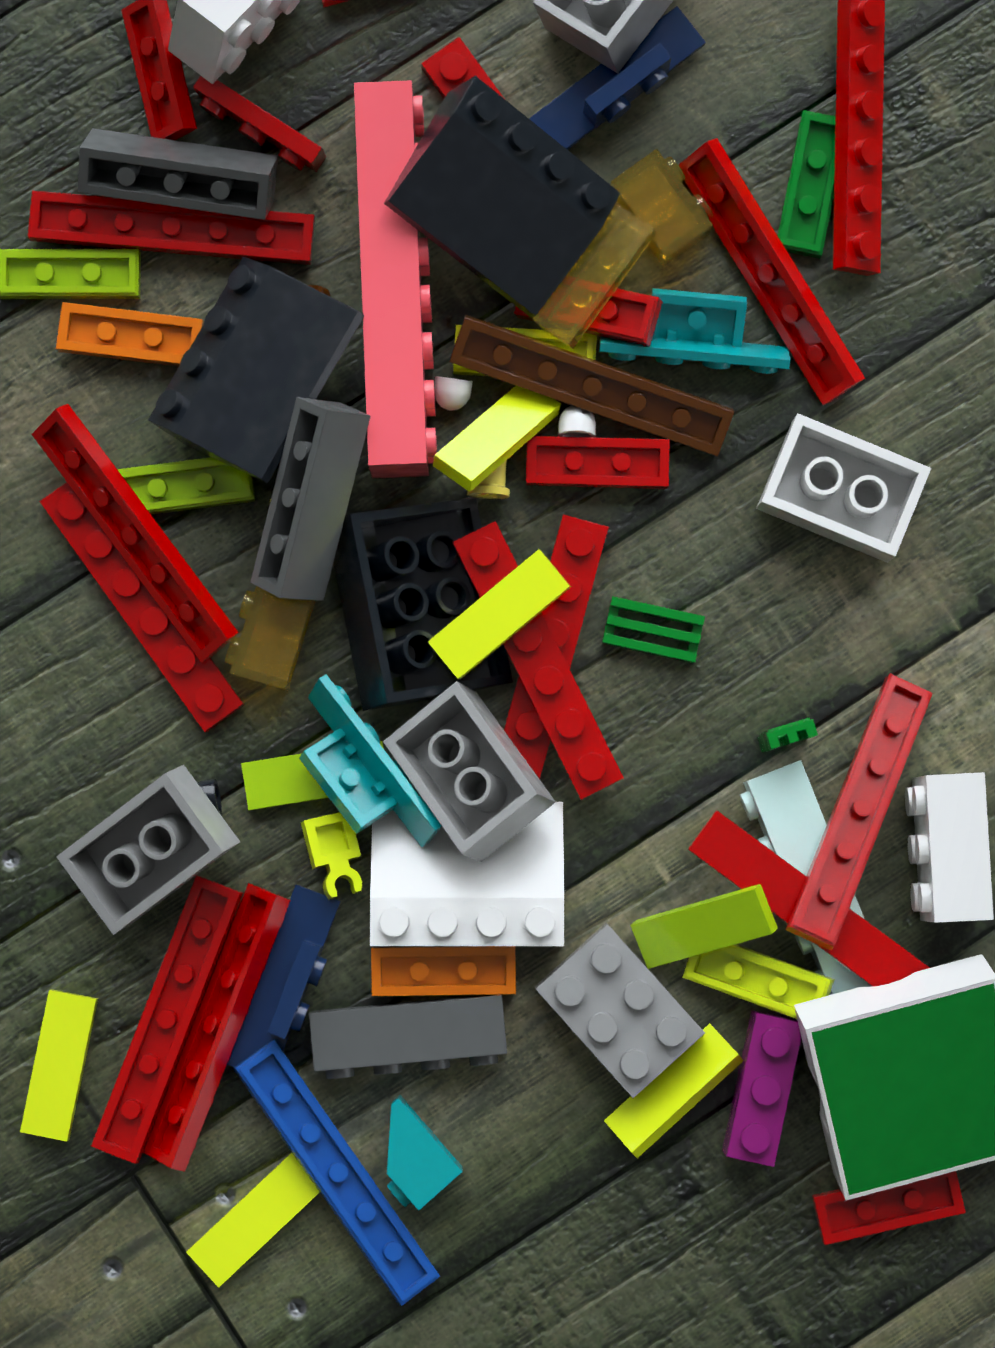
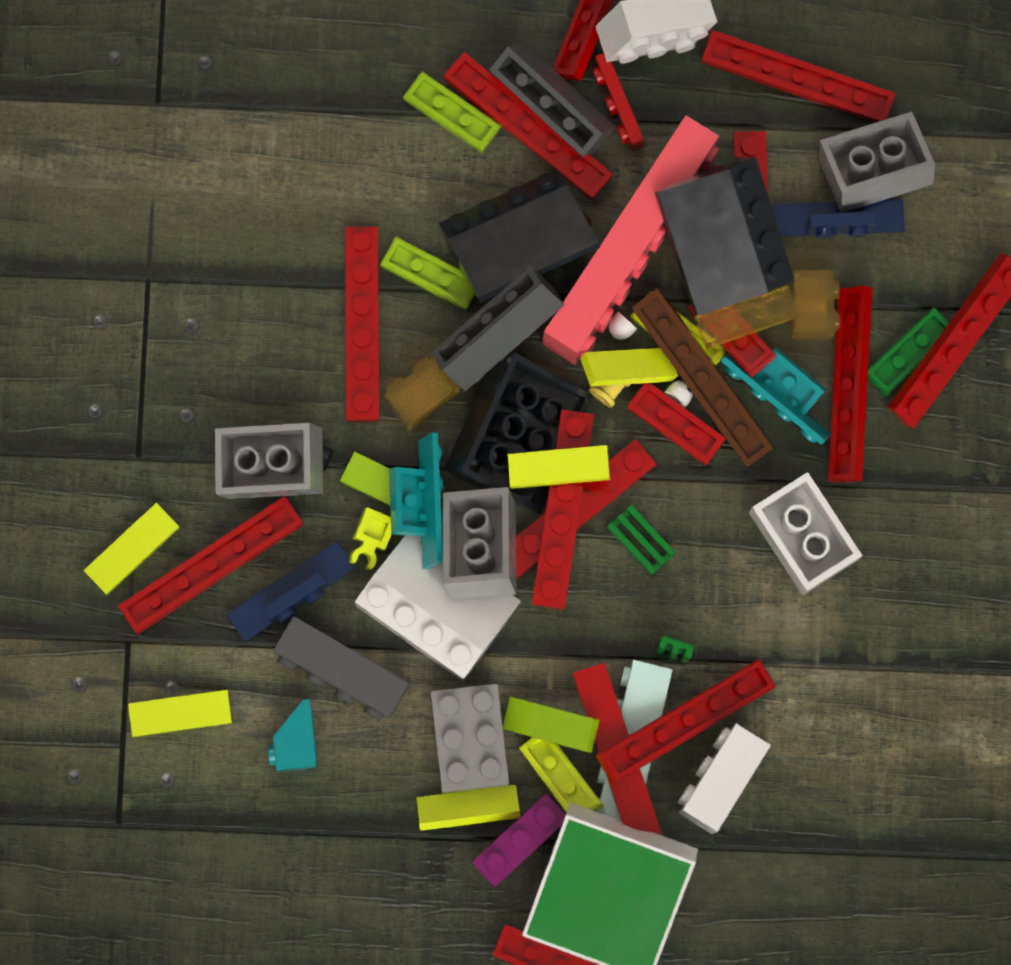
camera: 30 degrees right, 5 degrees down
(125, 334) = (459, 167): orange plate -> none
(134, 533) = (386, 281): red plate -> none
(216, 1027) = (235, 589): red plate -> none
(336, 1172) = (244, 718): blue tile -> none
(443, 970) = (385, 647): orange plate -> none

